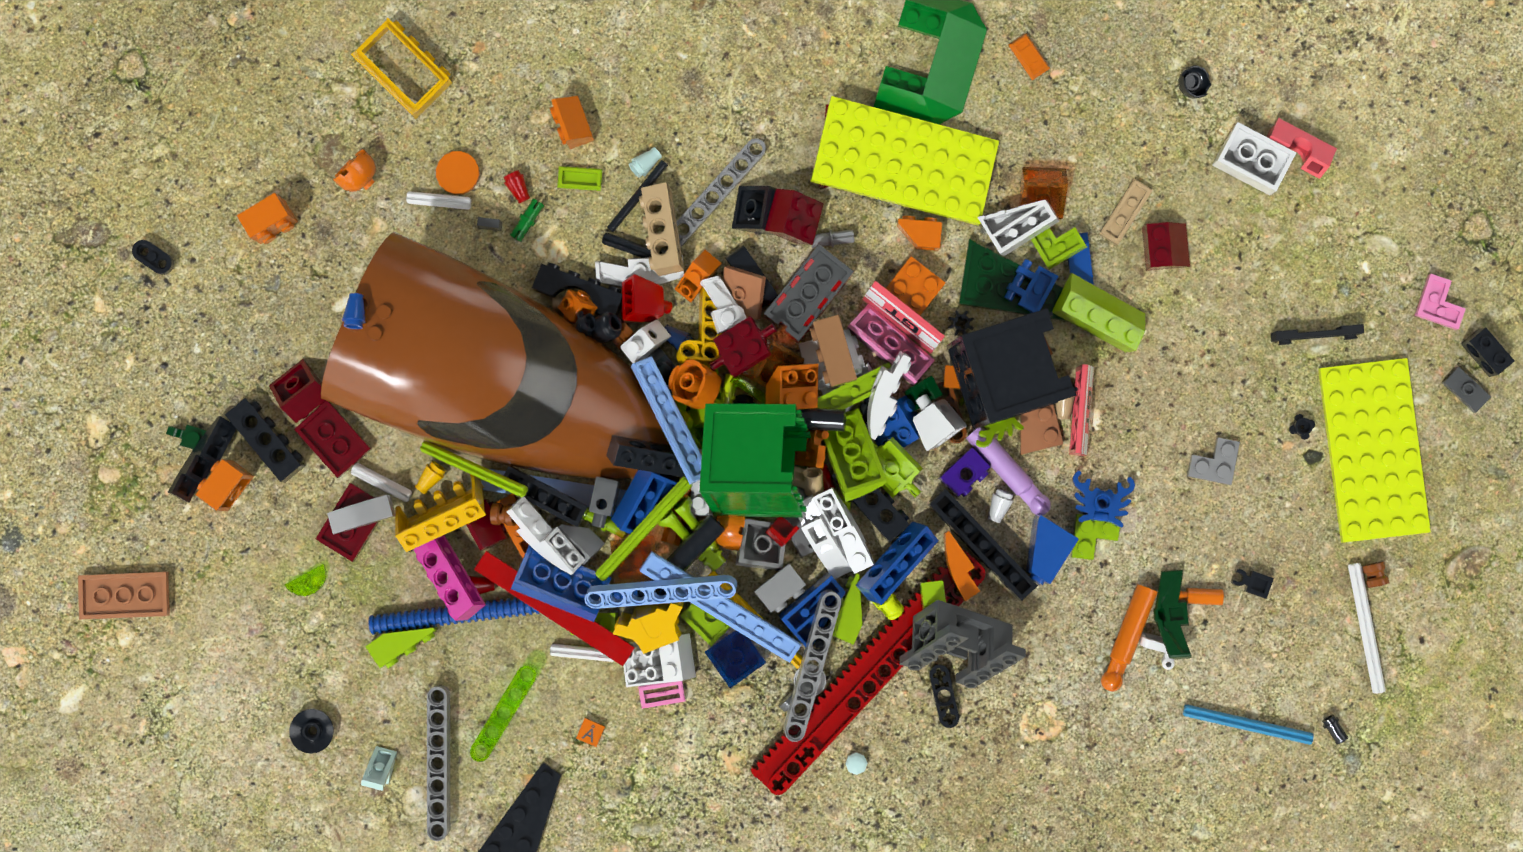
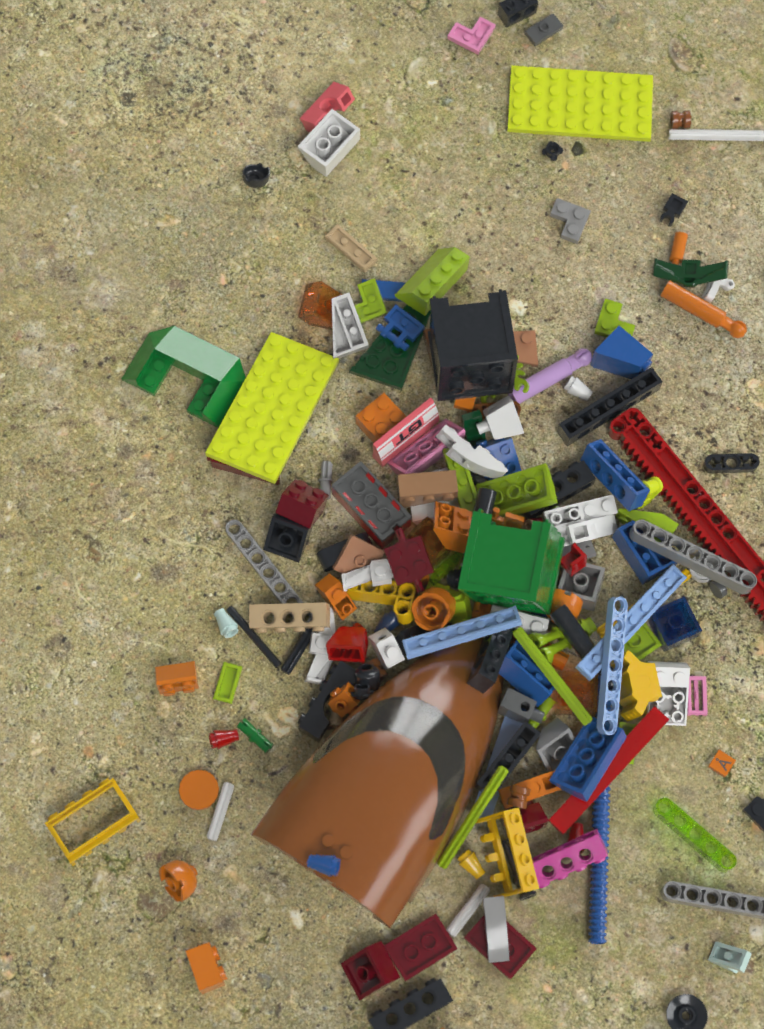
camera: 85 degrees left, 15 degrees down
(309, 582) = (549, 995): clear neon green tile -> none
(392, 645) = (619, 925): lime slope -> none
(489, 224) = (252, 768): dark grey tile -> none
(542, 538) = (548, 764): white slope -> none
(578, 652) = (649, 760): white axle -> none
(780, 588) = (621, 574): light grey brick -> none
(898, 468) = (532, 456): lime plate -> none
(921, 234) = (337, 407): orange slope -> none
(931, 592) = (647, 449): lime panel -> none
(952, 477) = (545, 399): dark purple brick -> none
(958, 329) = (423, 388): black gear -> none
(958, 567) = (626, 424): orange slope -> none
(963, 634) = (685, 427): dark grey piece -> none
(1029, 56) = (204, 297): orange tile -> none
(1081, 410) = (521, 312): coral slope -> none
(1102, 504) = (590, 310): blue animal -> none
(1165, 246) = (385, 224): dark red slope -> none
(1349, 332) = (483, 102): black container -> none

